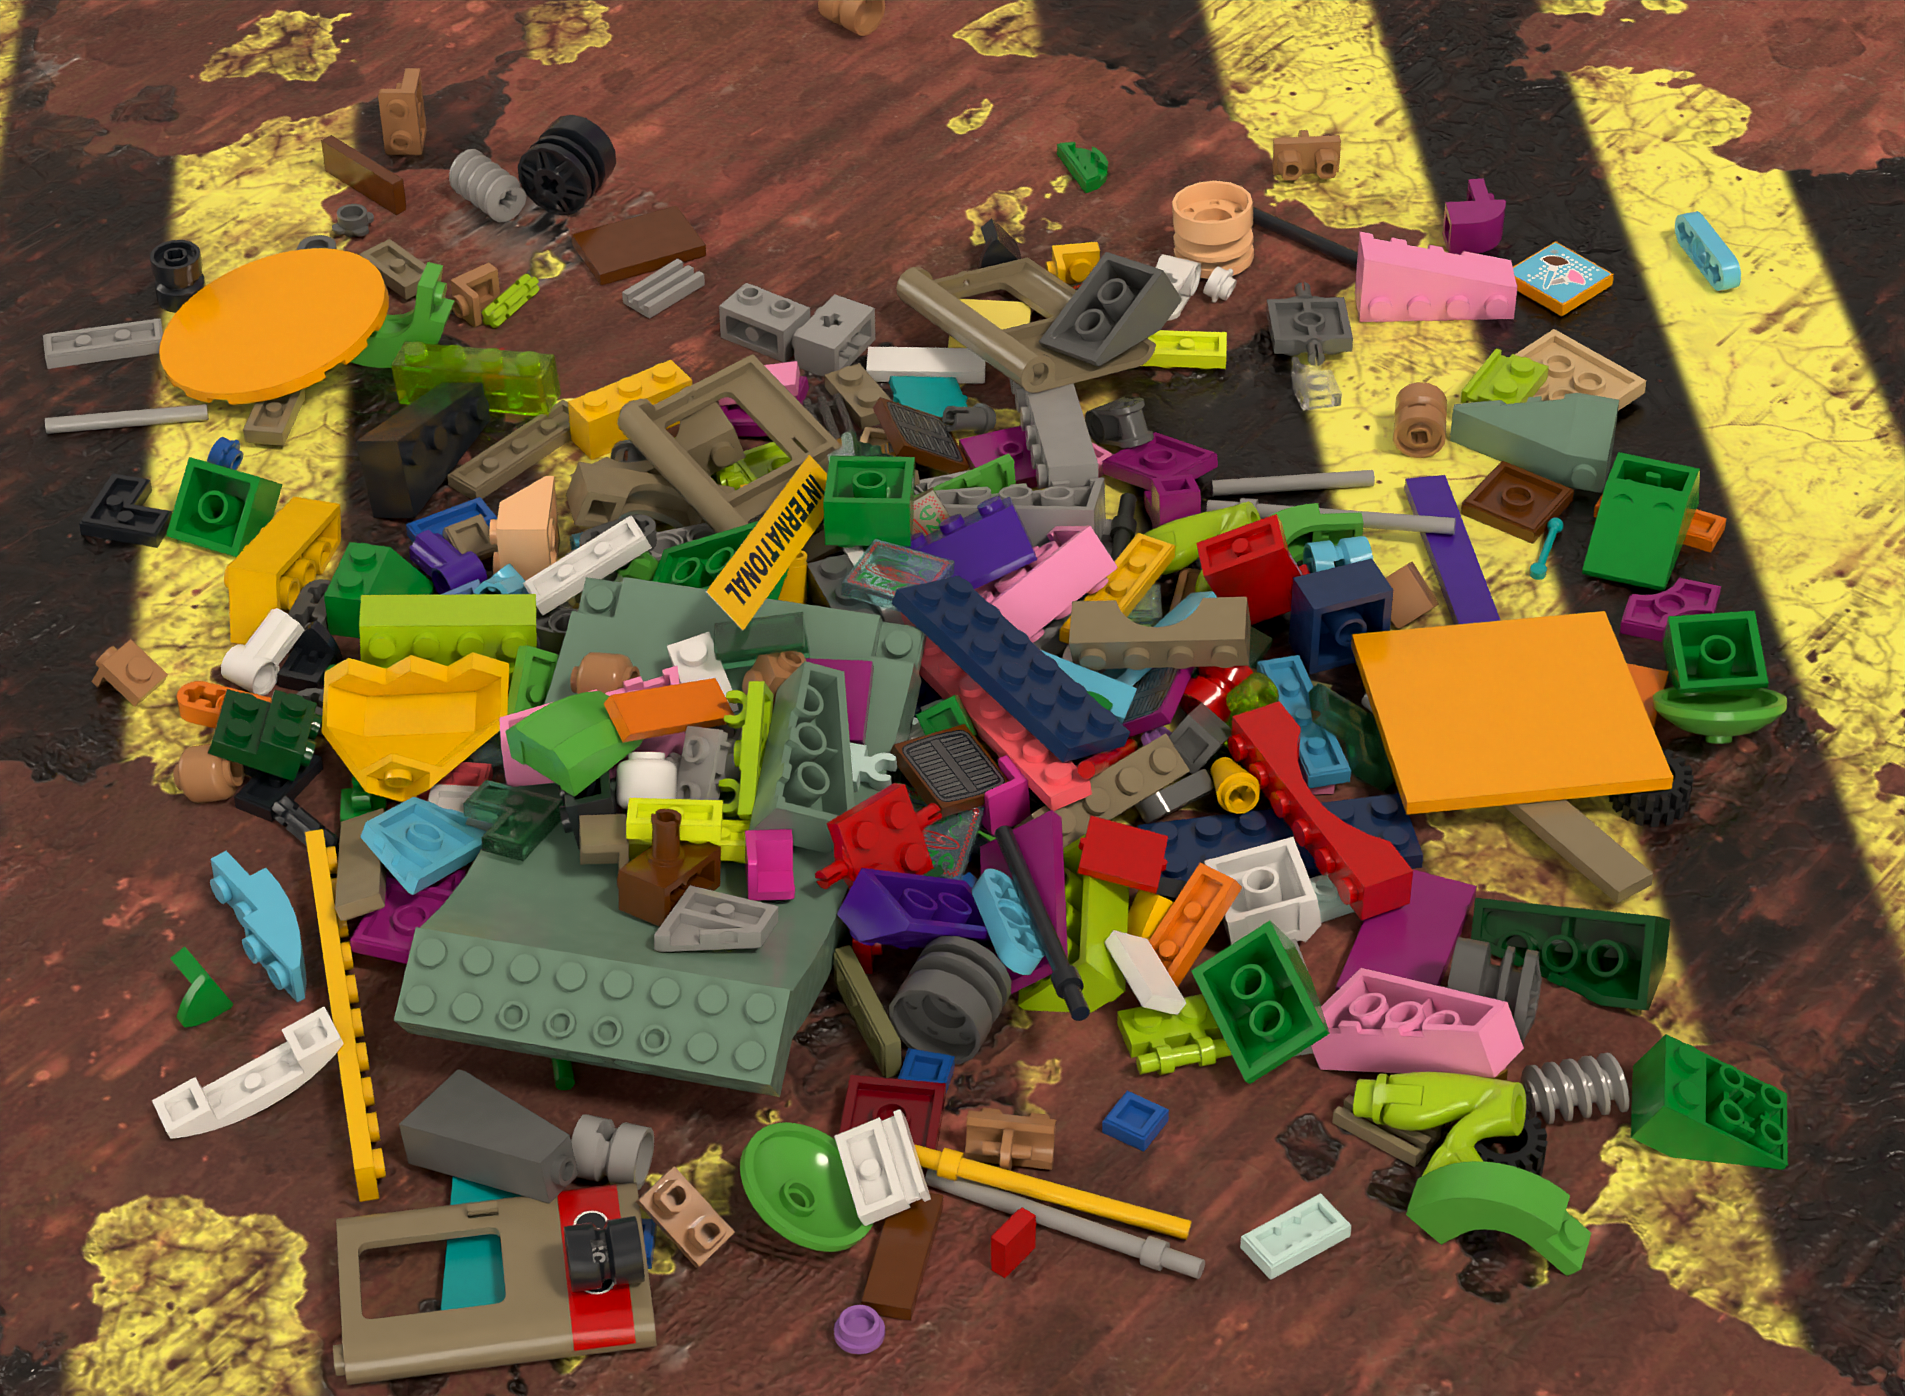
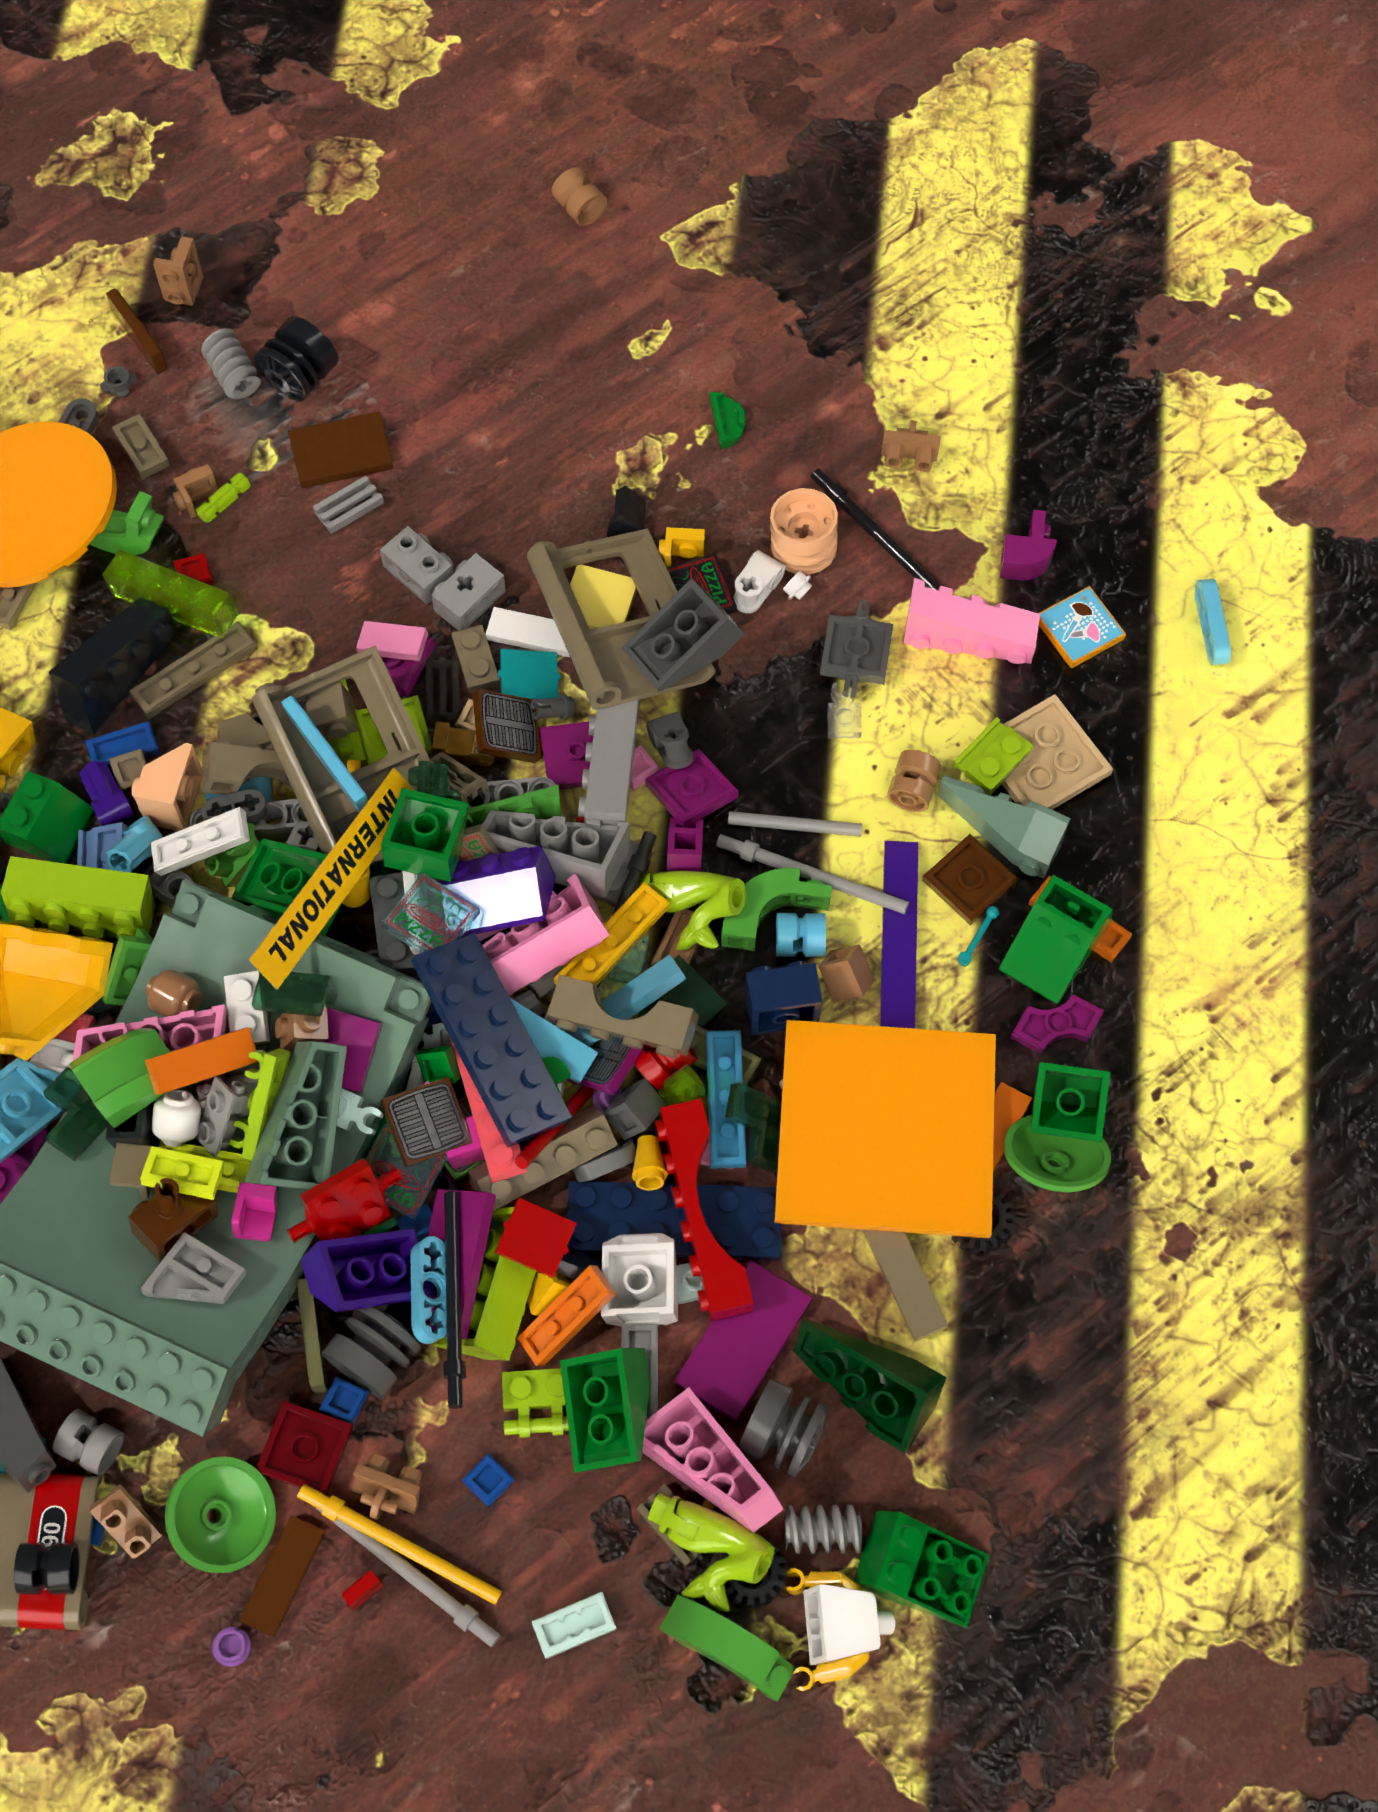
camera: 10 degrees right, 25 degrees up
(596, 413) = (286, 648): yellow brick -> none
(722, 452) = (325, 753): none -> medium azure tile
(882, 1167) = (279, 1508): white plate -> none
(1145, 972) = (525, 1353): white tile -> none
(1189, 349) = (753, 659): neon yellow plate -> none
(1253, 565) = (720, 950): red panel -> none
(1631, 1172) = (839, 1624): none -> white torso

